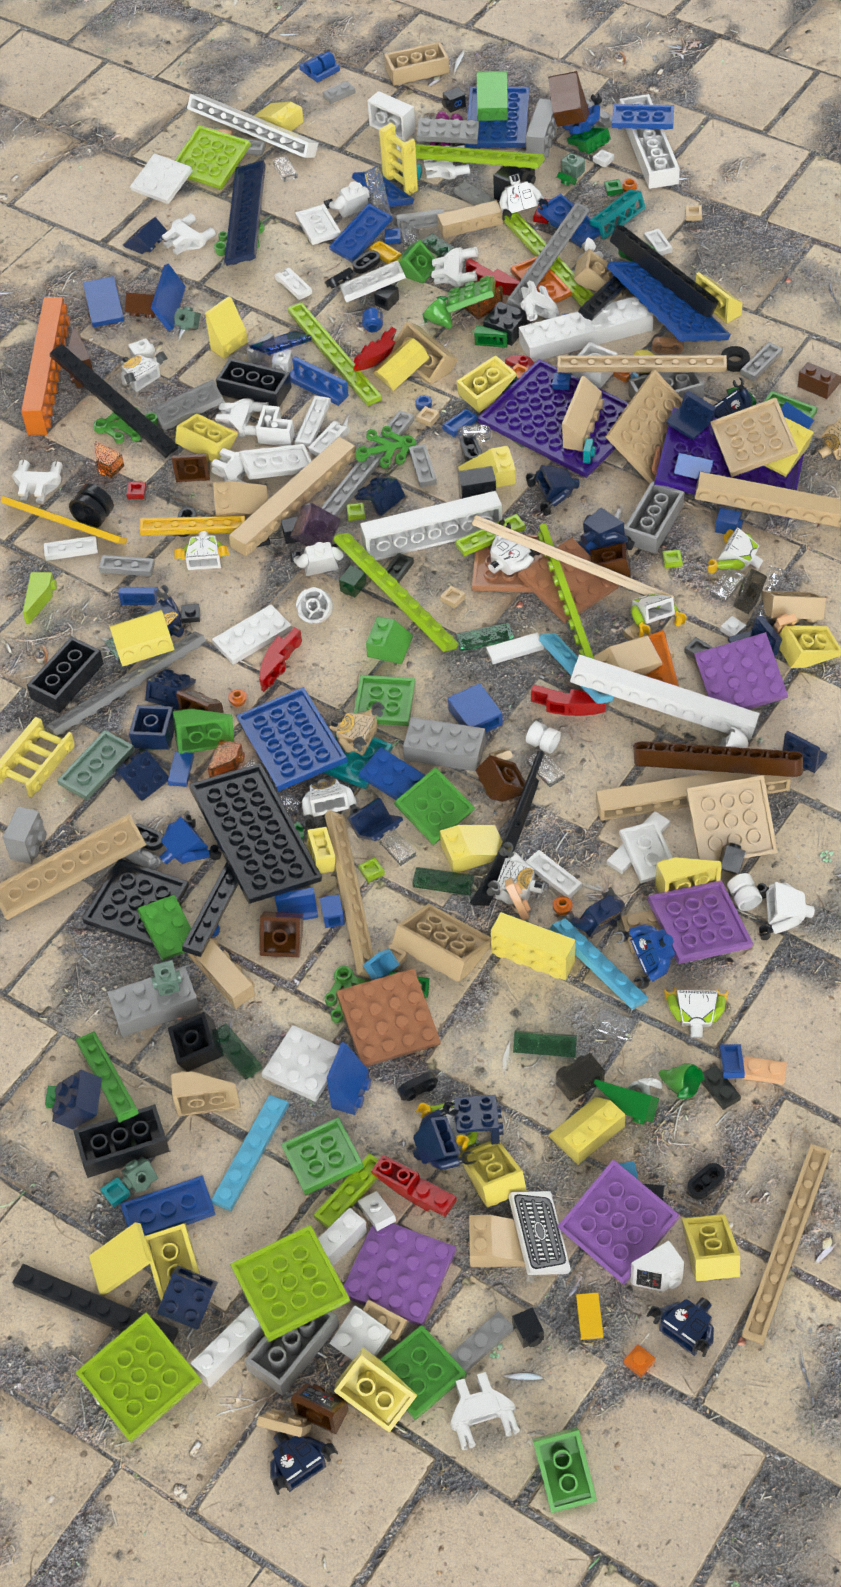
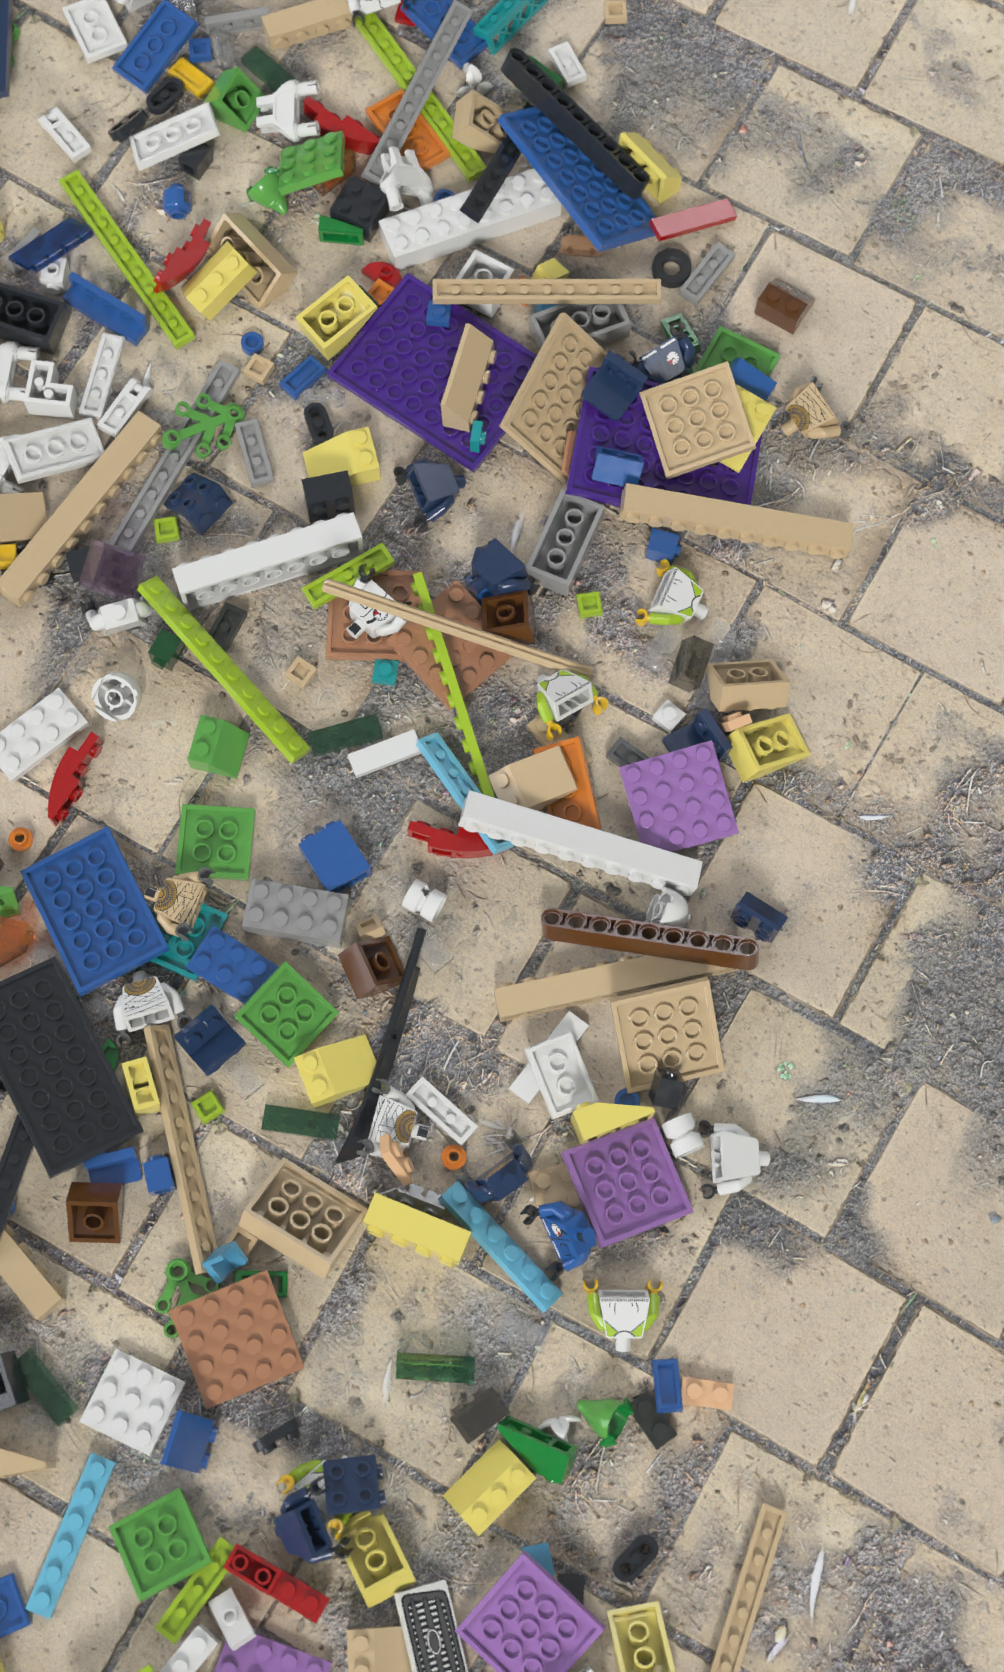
camera: 10 degrees left, 20 degrees up
(516, 598) = (385, 672): none -> teal plate
(750, 329) = (693, 219): none -> tile

